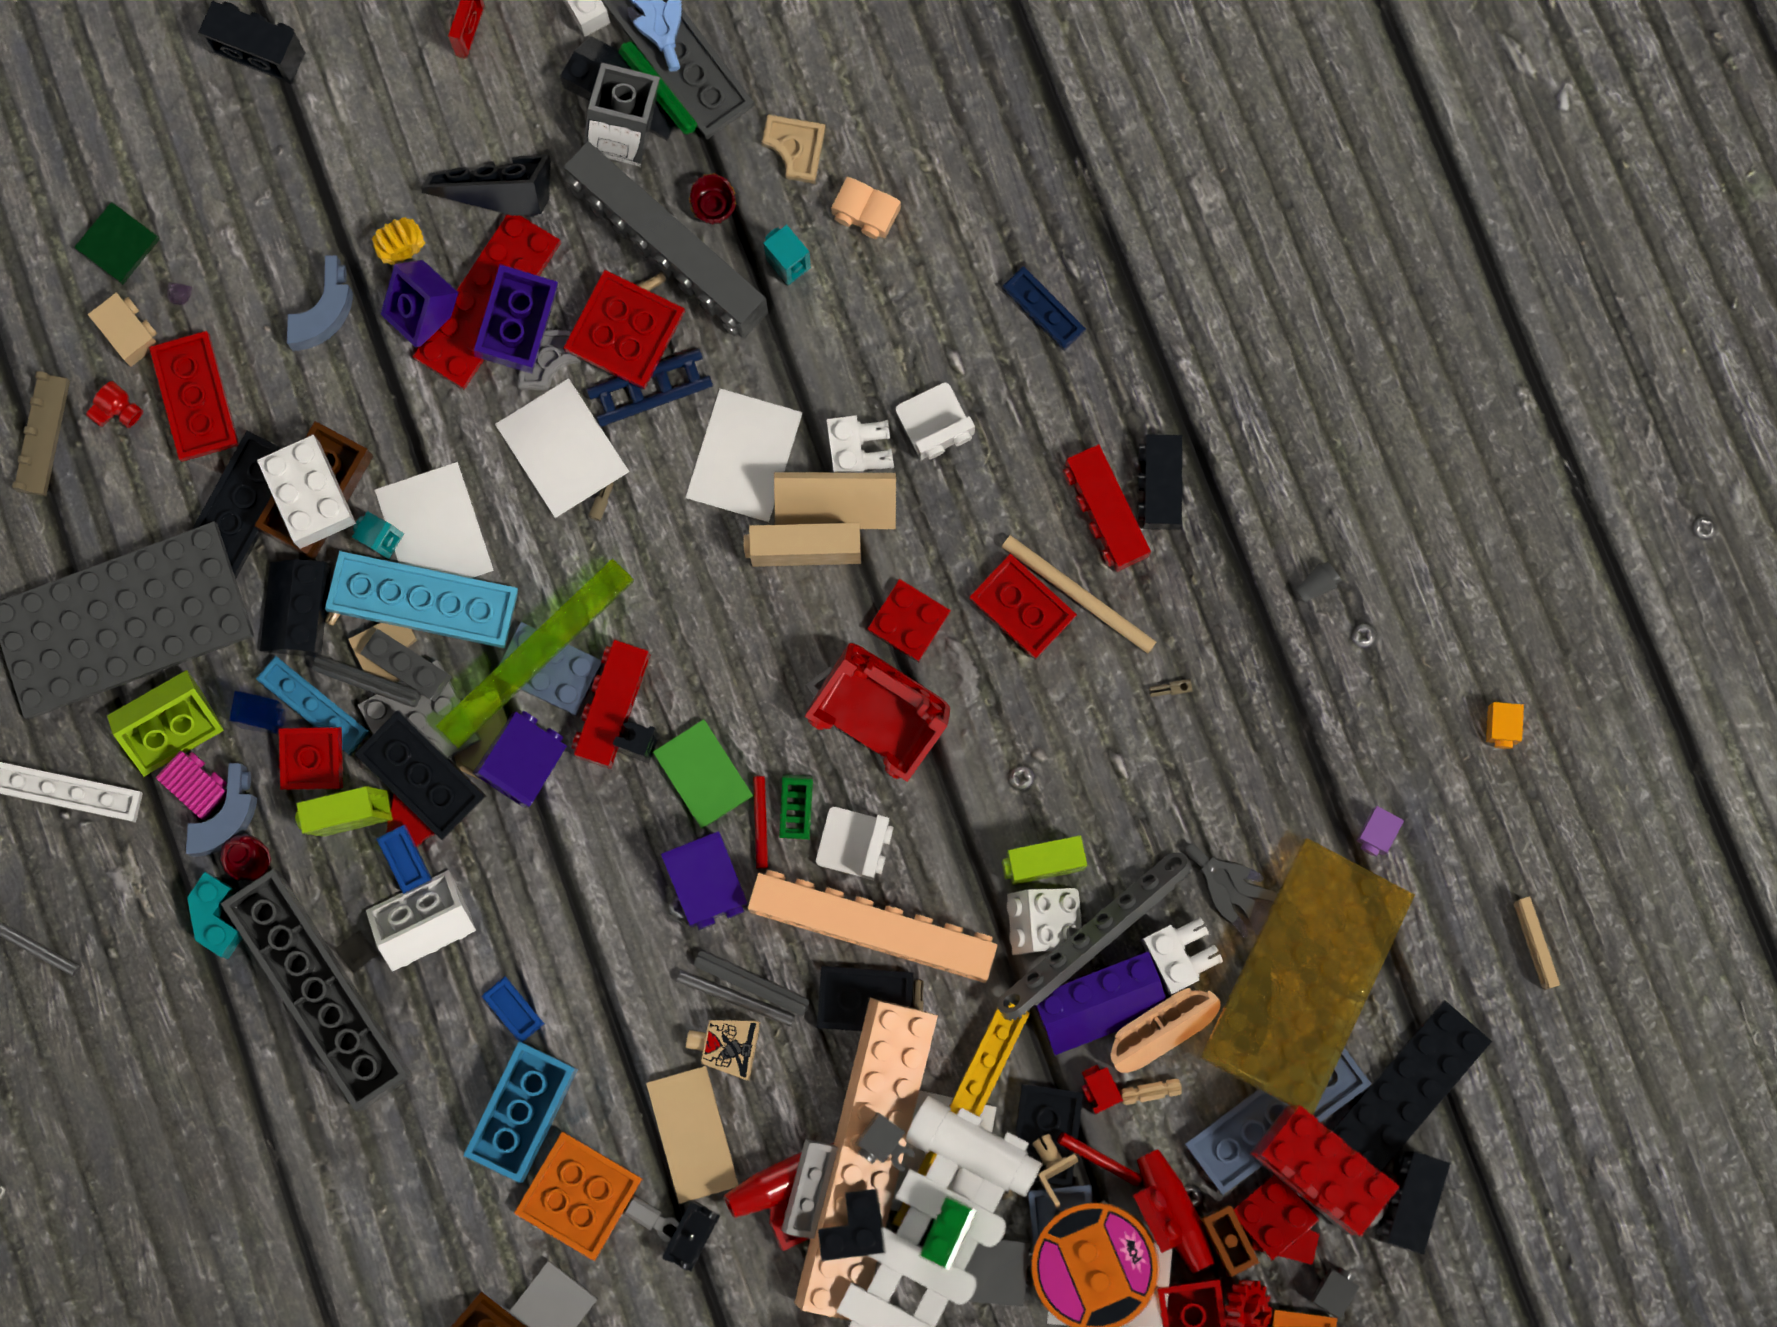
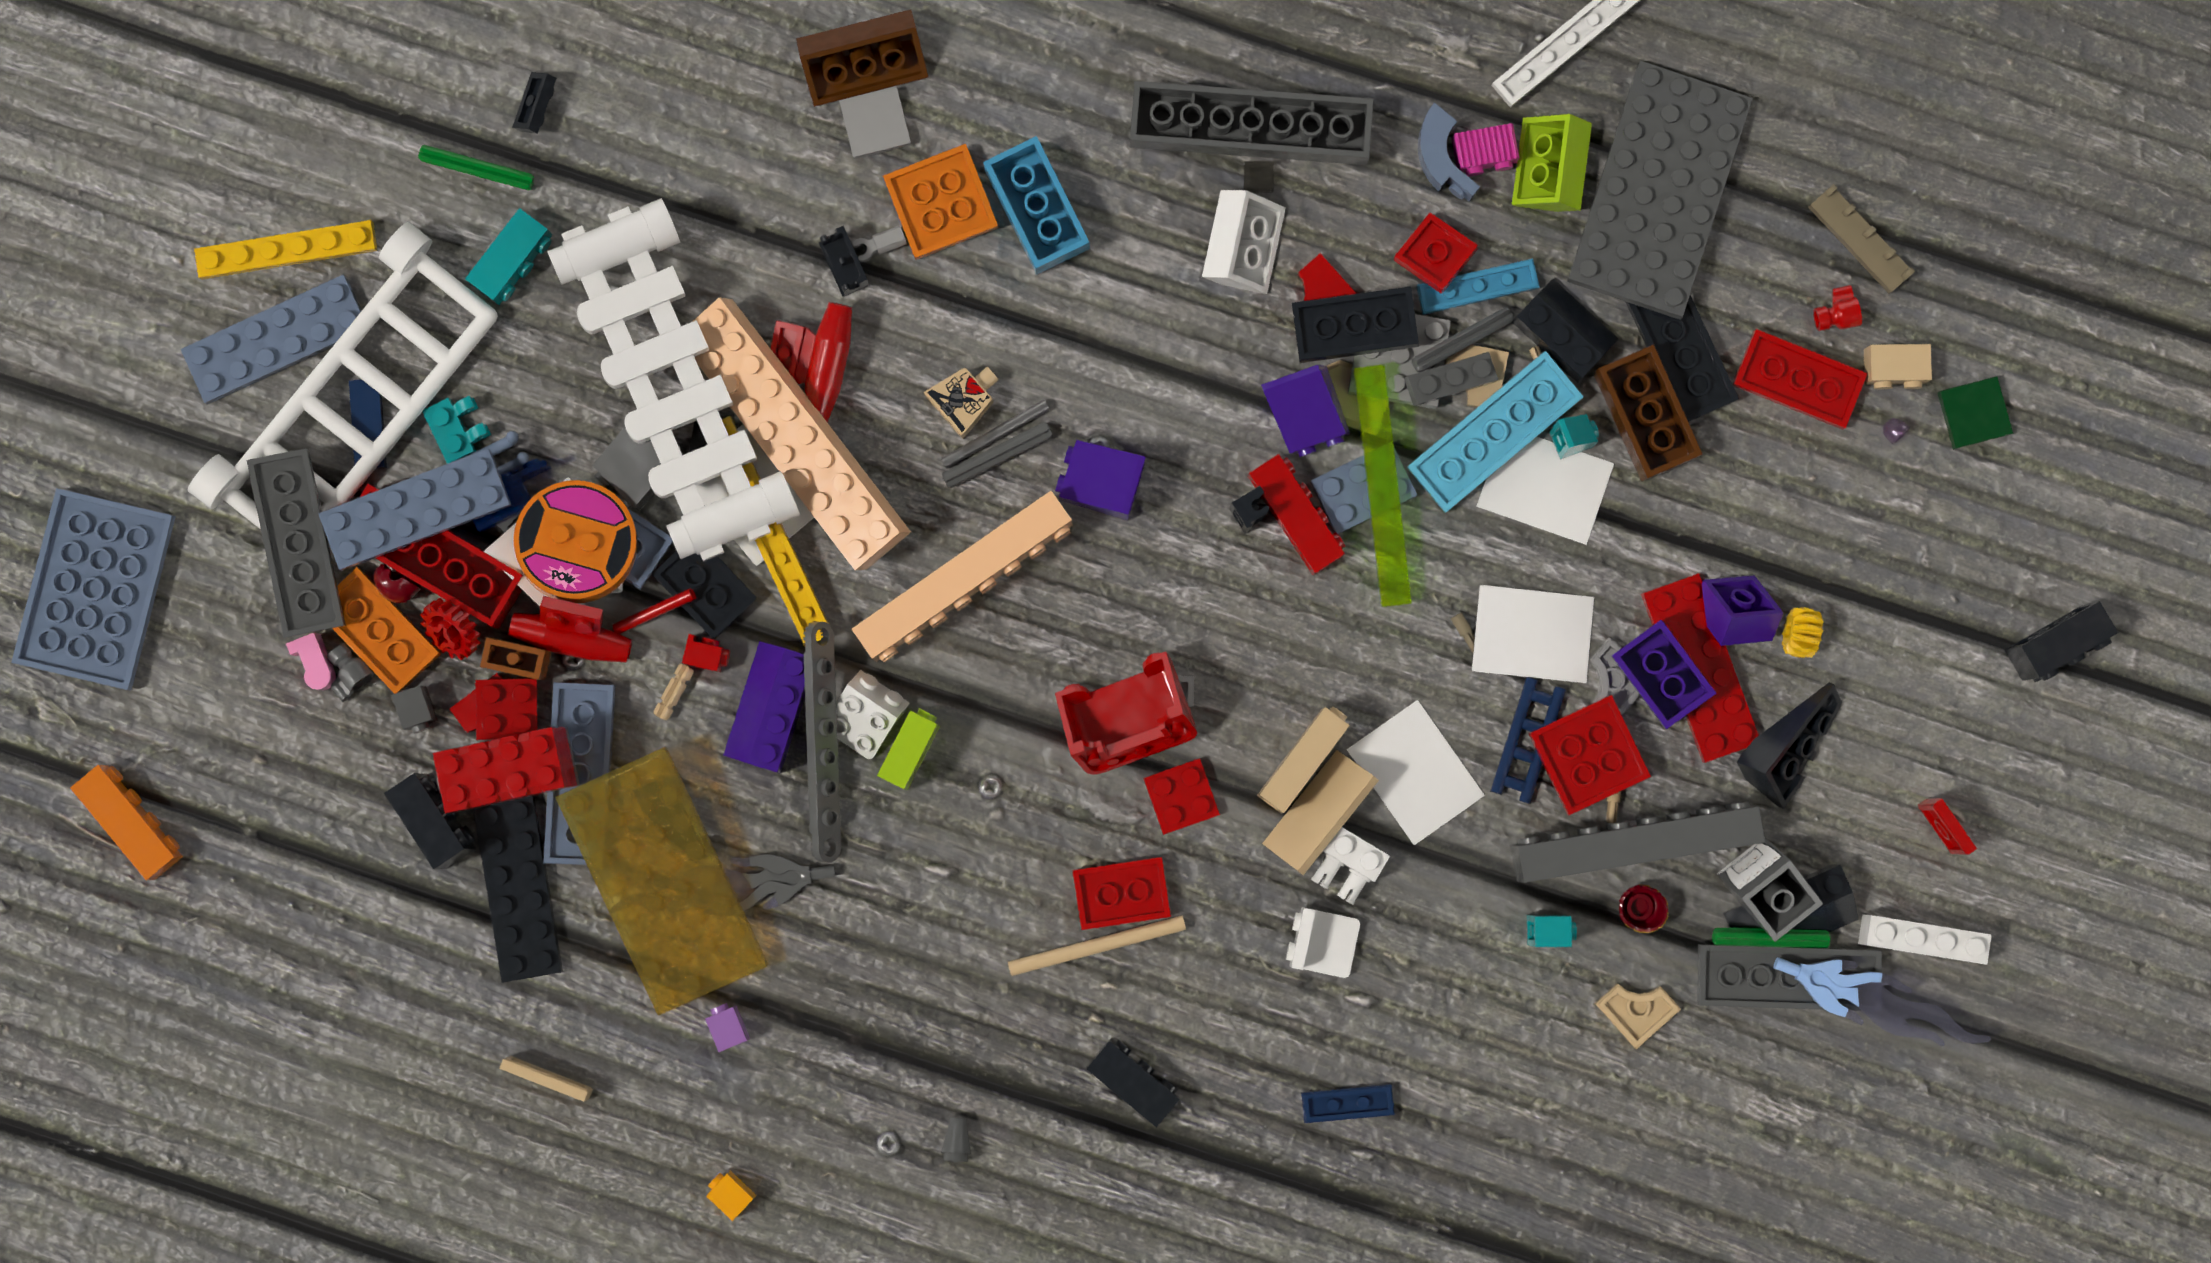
camera: 130 degrees right, 5 degrees up
(206, 914) = (1363, 80): teal brick -> none
(245, 857) = (1396, 145): dark red hair -> none
(257, 713) = (1503, 237): clear blue slope -> none
(306, 491) = (1647, 402): white brick -> none
(328, 315) = (1785, 532): sand blue arch -> none
(343, 811) = (1371, 244): lime brick -> none
(404, 858) = (1300, 264): blue tile -> none
(513, 1009) = (1120, 260): blue tile -> none
(692, 1134) = (918, 322): tan tile -> none
(703, 774) = (1187, 543): bright green tile -> none
(760, 821) = (1114, 557): red bar -> none
(800, 780) = (1123, 612): green slope -> none
(809, 1189) = (804, 373): light grey plate -> none
(847, 992) = (931, 523): black plate -> none
(854, 843) = (1041, 616): white bracket -> none
(862, 1235) = (736, 381): black plate -> none
(865, 208) = (1541, 1025): light nougat brick -> none
(881, 1140) = (793, 451): dark grey brick -> none
(917, 1000) = (881, 568): dark tan pin -> none
(948, 1233) = (683, 445): green brick -> none
(1054, 1164) = (677, 572): tan bracket -> none
(1107, 508) = (1147, 1022): red brick -> none
(1163, 1028) = (712, 737): light nougat brick -> none
(1170, 960) = (750, 784): white brick -> none
(1176, 687) = (966, 958): dark tan pin -> none

